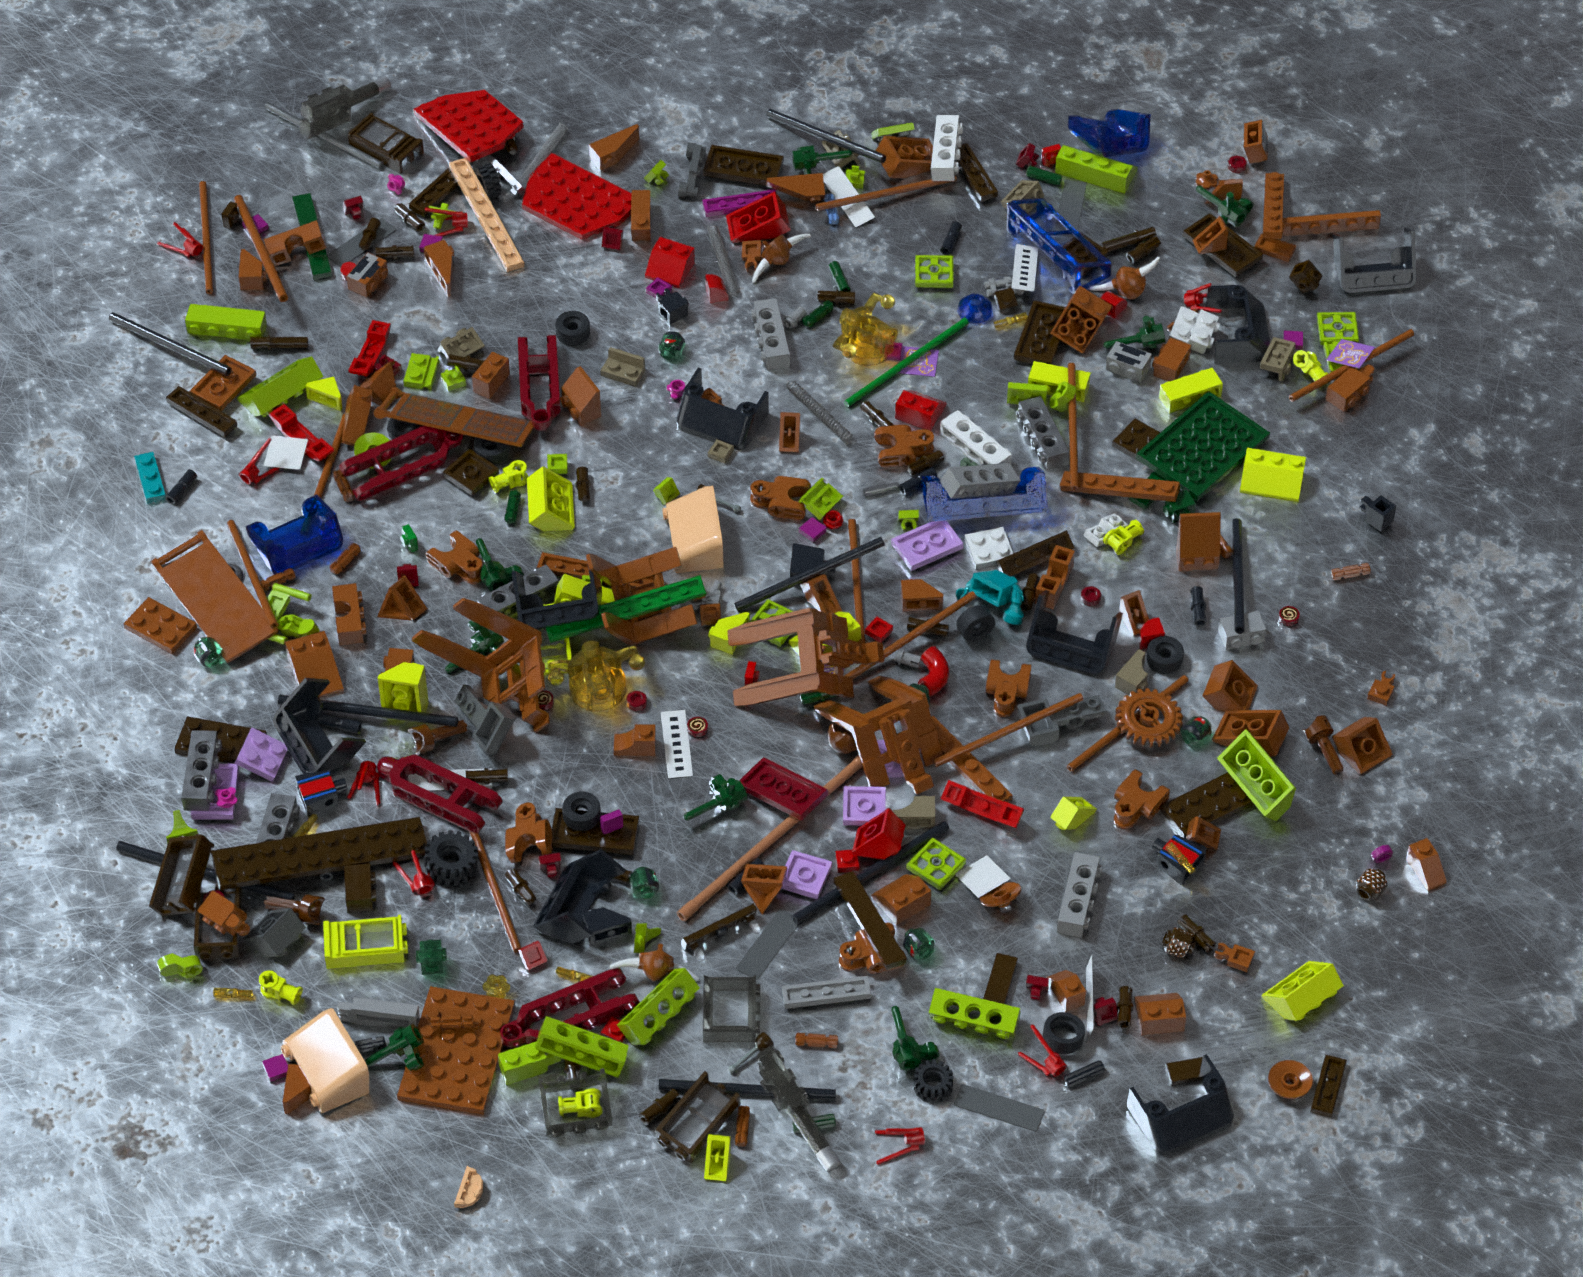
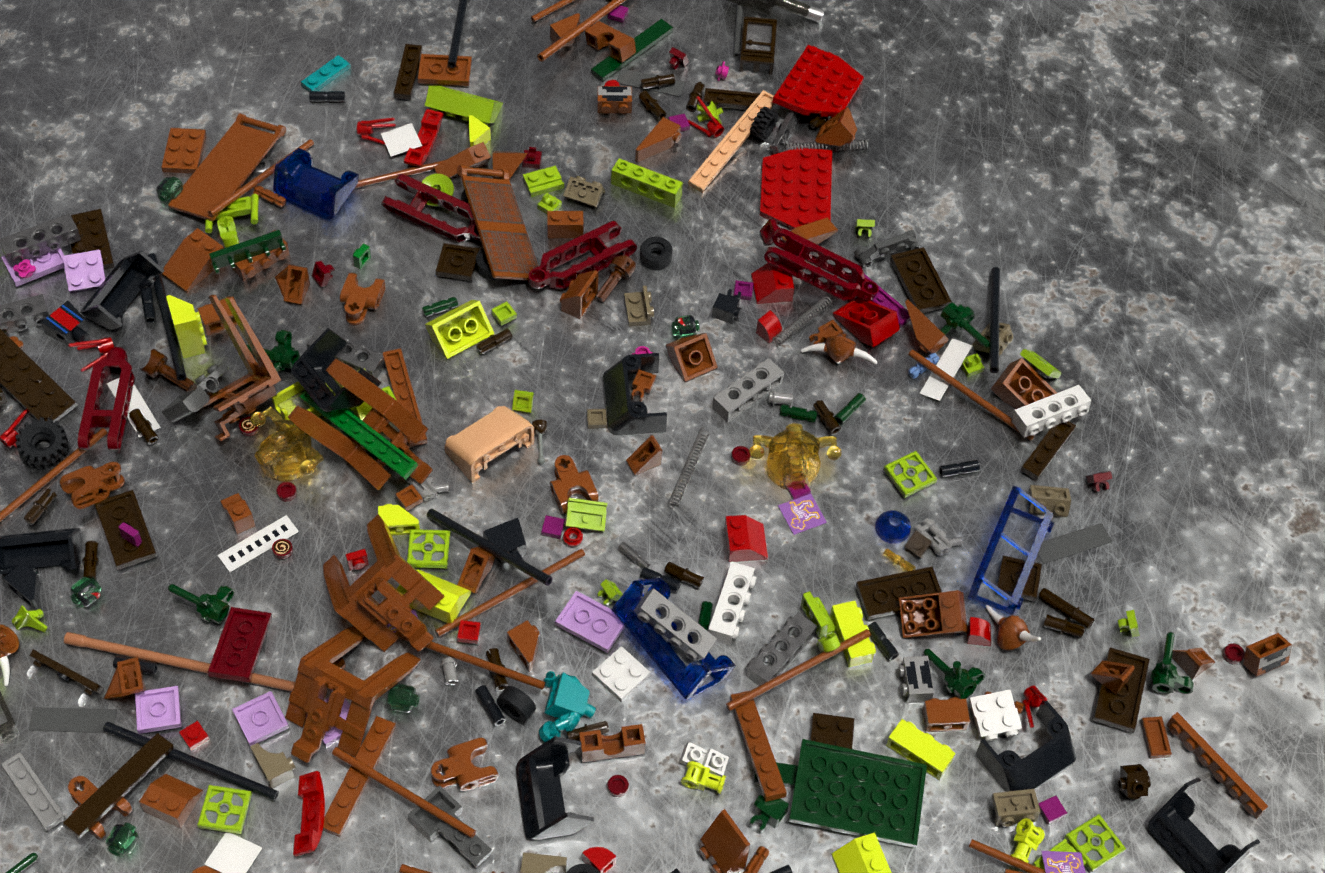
camera: 55 degrees right, 5 degrees up
(225, 322) = (505, 42): lime brick -> none
(278, 342) = (505, 77): dark brown axle -> none
(306, 826) = (32, 335): clear yellow pin -> none
(343, 486) = (390, 192): reddish brown axle -> none
(345, 558) = (318, 227): dark orange axle -> none
(347, 613) = (246, 250): none -> dark green hinge
(372, 349) = (542, 141): red slope -> none
(464, 362) = (567, 202): dark brown pin -> none
(488, 296) = (646, 183): none -> lime brick
(492, 572) = (356, 326): dark green piece -> none
(510, 476) = (467, 288): neon yellow connector -> none
(537, 134) = (838, 129): none -> dark orange slope
(550, 863) = (72, 515): dark red tile -> none
(574, 357) = (619, 271): none -> reddish brown piece
(581, 800) = (128, 498): black tyre -> none
(613, 148) = (869, 186): dark orange slope -> none
(674, 228) = (799, 249): none -> dark red piece
(707, 353) = (692, 356): none -> dark orange slope
(832, 372) = (740, 455): none -> dark red tile
(876, 416) = (712, 512): dark brown pin -> none
(879, 836) = (224, 748): red slope -> none
(905, 443) = (692, 550): dark orange piece -> none
(906, 362) = (792, 504): green piece -> none
(938, 670) = (446, 702): red cylinder -> none
(962, 646) = (490, 705): none -> black piece
(1024, 267) = (963, 541): white sticker -> none
(1033, 554) = (633, 714): dark brown plate -> none
(1044, 175) = (1089, 503): dark green axle -> none
(1049, 154) = (1116, 497): red plate -> none
(1090, 367) = (884, 643): none -> black piece
(1094, 169) = (1131, 539): lime slope -> none
(1116, 134) = (1179, 540): clear blue windscreen -> none
(1133, 611) = (614, 832): dark orange slope -> none
(1170, 208) = (1129, 624): none -> lime tile
(1206, 179) = (1194, 637): dark orange plant -> none
(1273, 205) = (1197, 708): dark orange plate -> none

